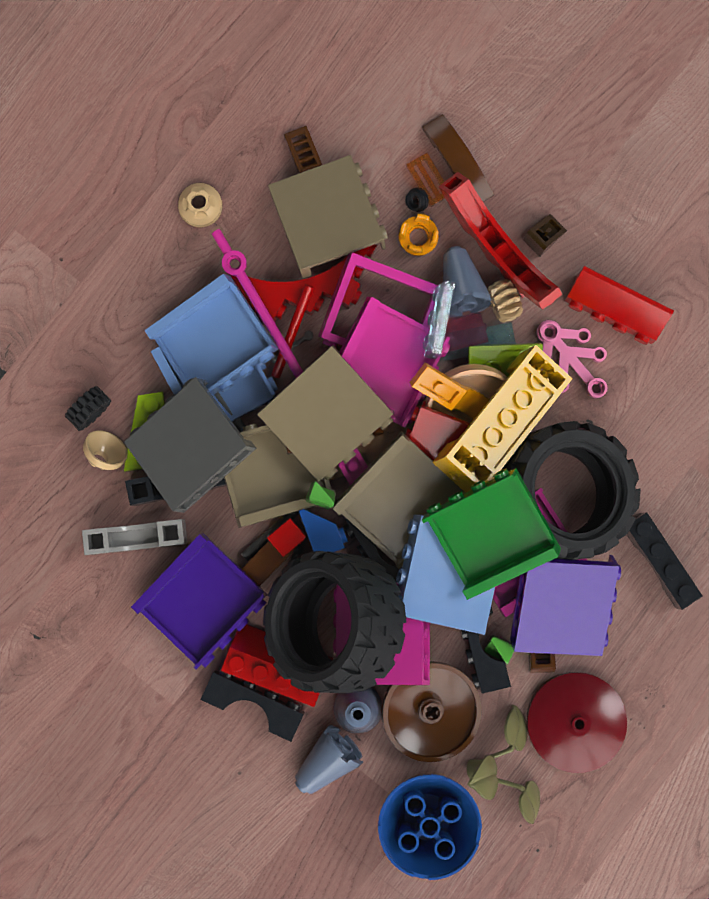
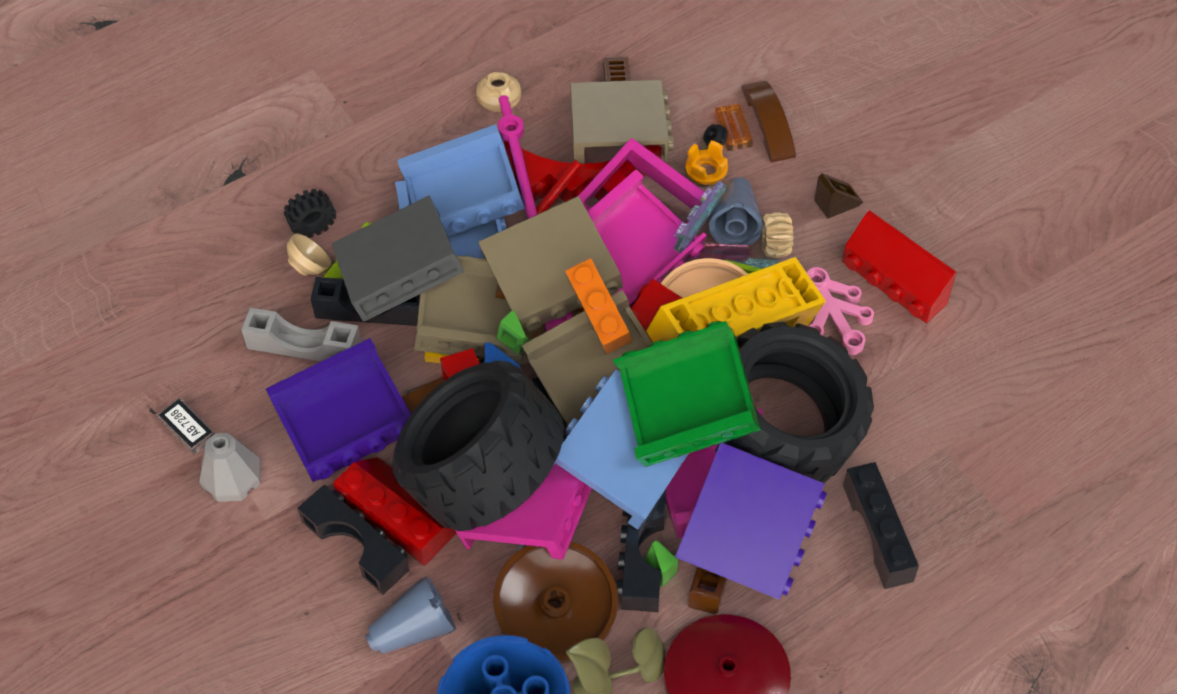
camera: 15 degrees right, 30 degrees down
(72, 644) = (185, 425): none -> tile
(137, 673) = (229, 468): none -> light grey cone
(366, 701) = (469, 576): sand blue cone -> none
(381, 453) = (598, 306): none -> orange arch
(448, 391) = (681, 261): light orange piece -> none
(495, 243) = (781, 180): red arch -> none

